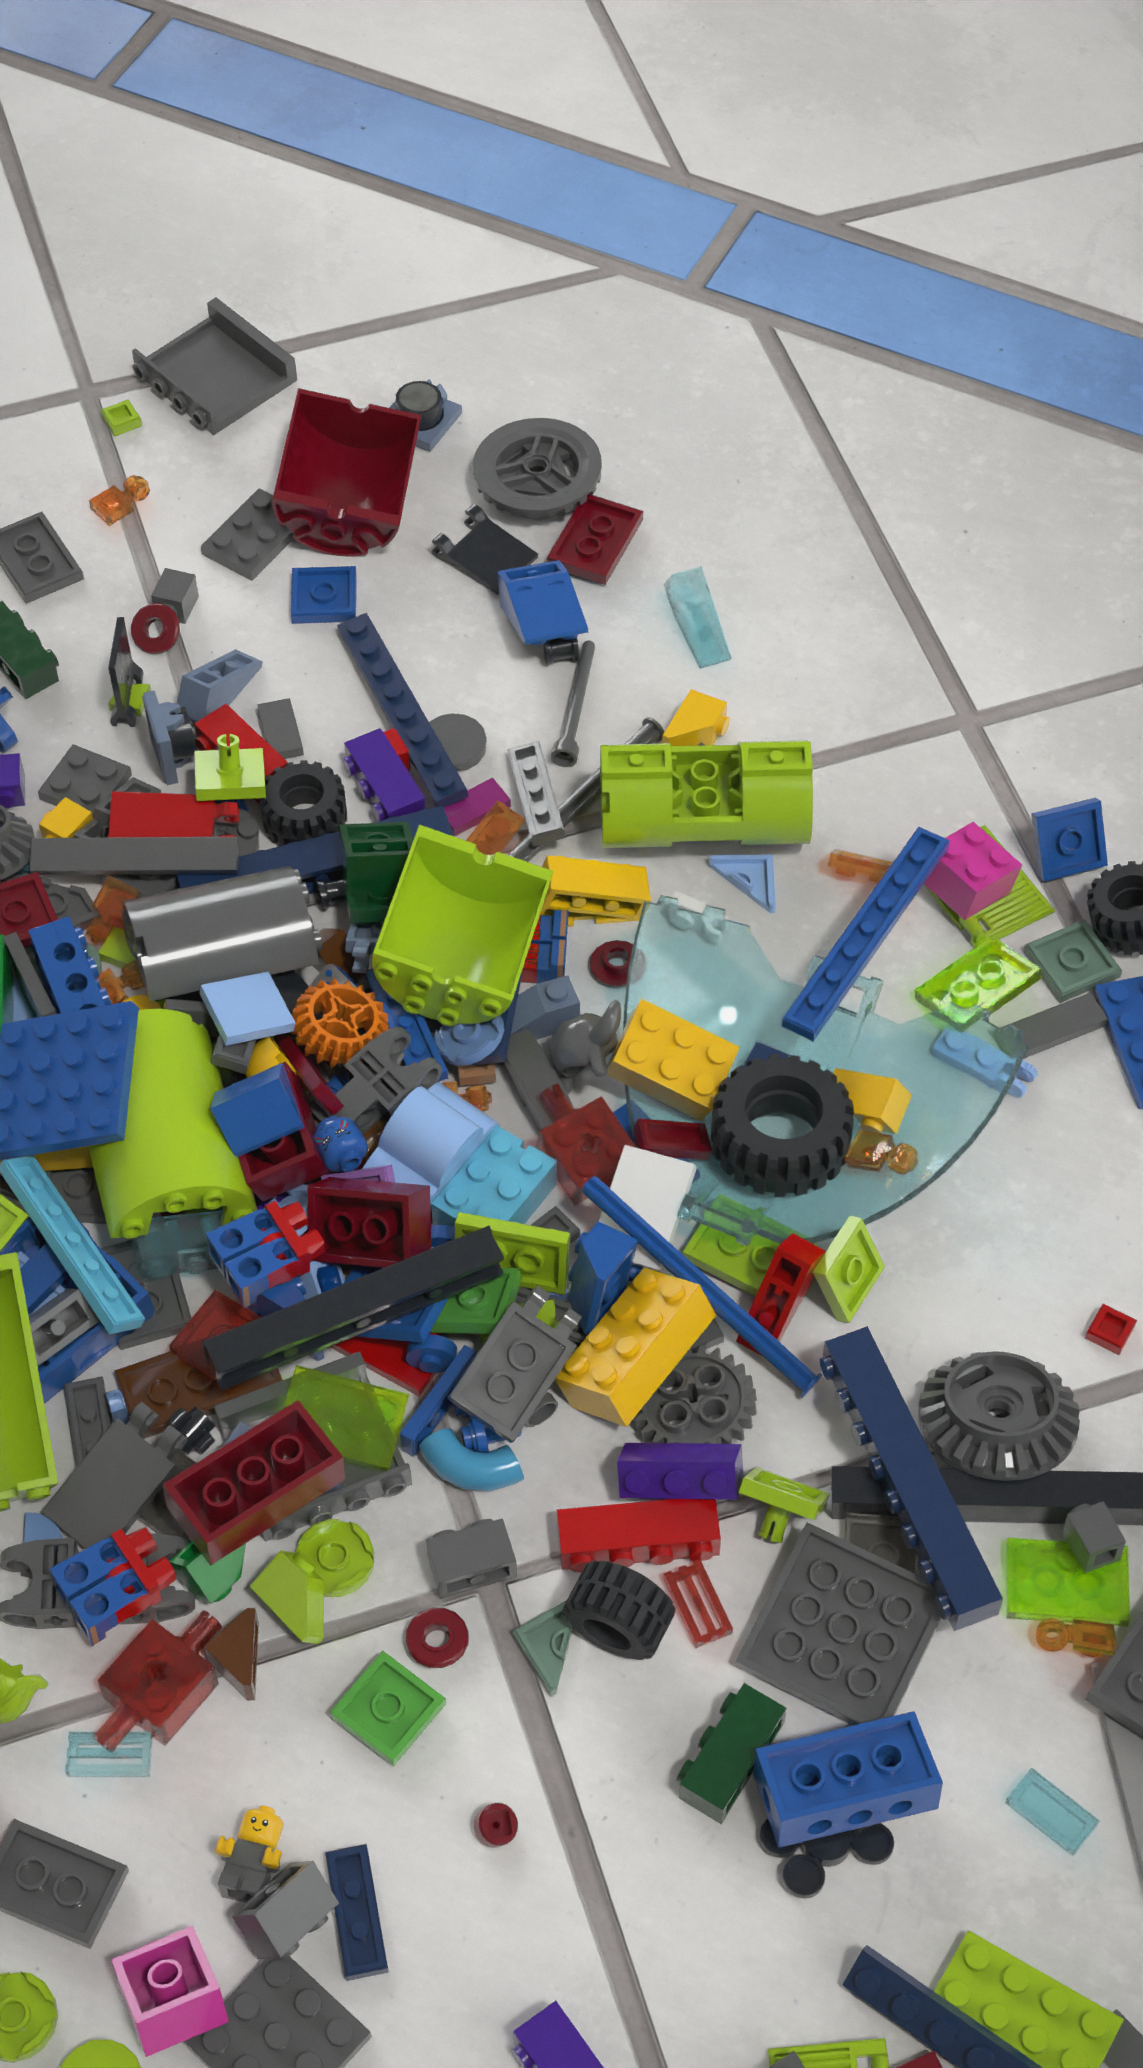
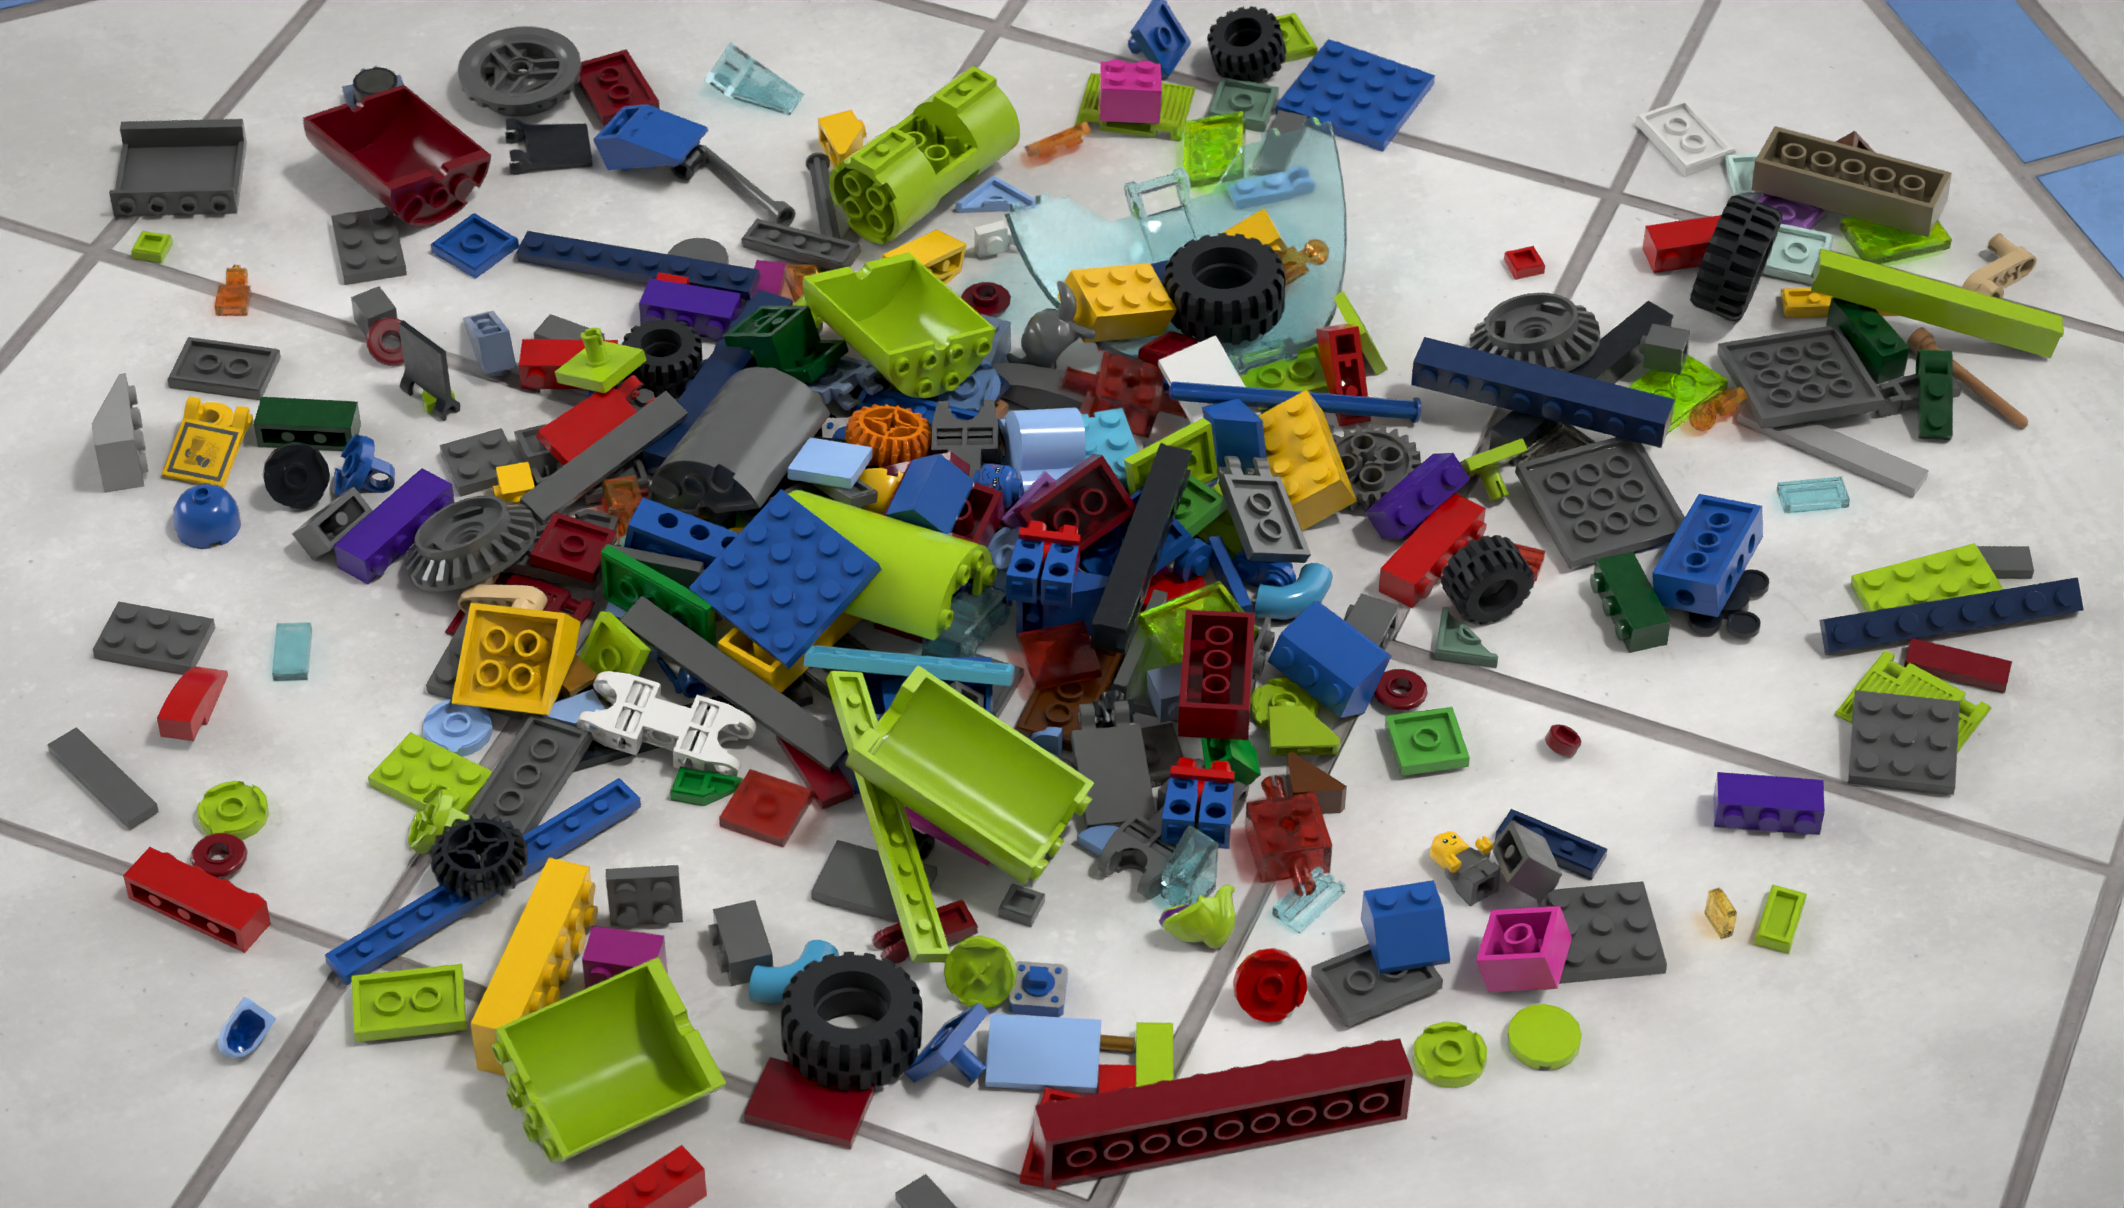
camera: 50 degrees left, 10 degrees down
(39, 1636) = (1190, 869): none -> clear light blue slope
(108, 1867) = (1405, 926): none -> blue slope
(170, 735) = (511, 386): sand blue piece -> none
(393, 1556) = (1330, 660): none -> blue slope
(865, 934) = (1140, 150): blue tile -> none

